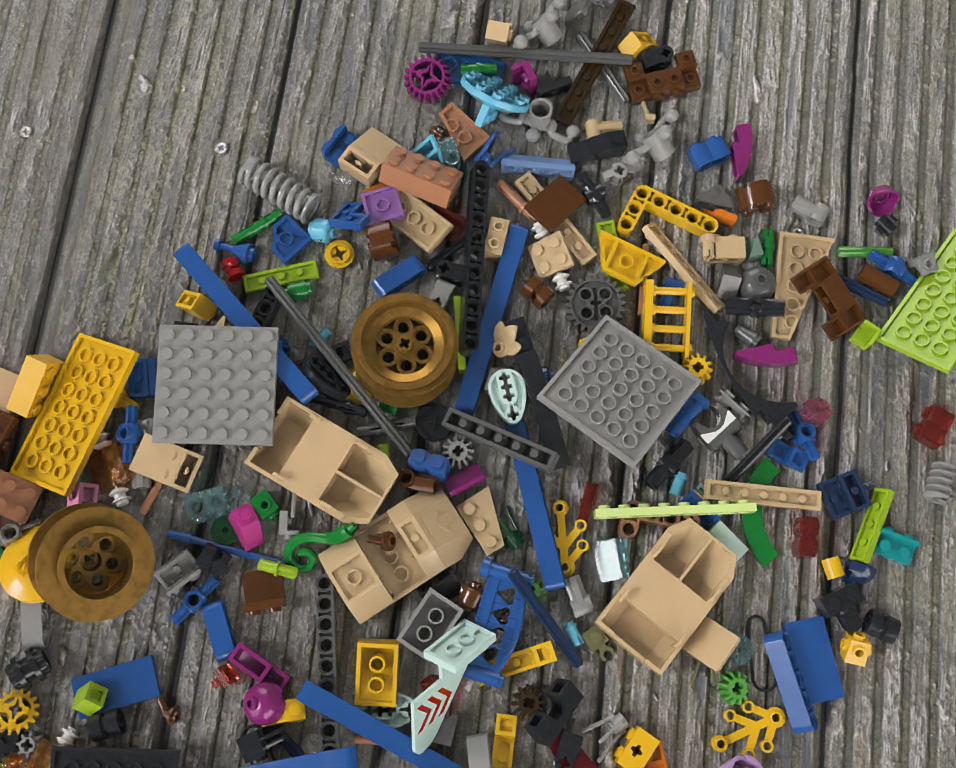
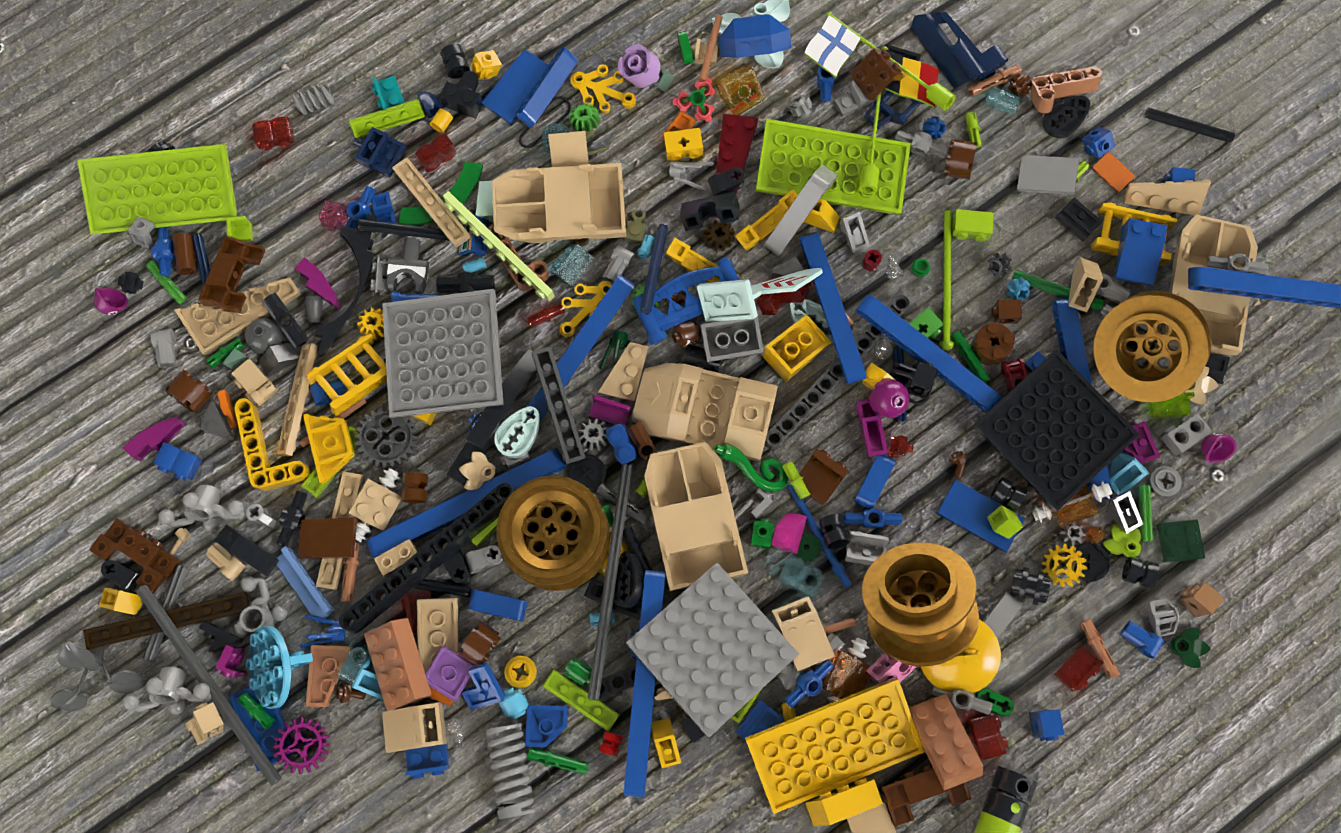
camera: 130 degrees left, 0 degrees up
(243, 252) = (589, 750): blue piece -> none
(386, 542) = (705, 419): reddish brown plate -> none

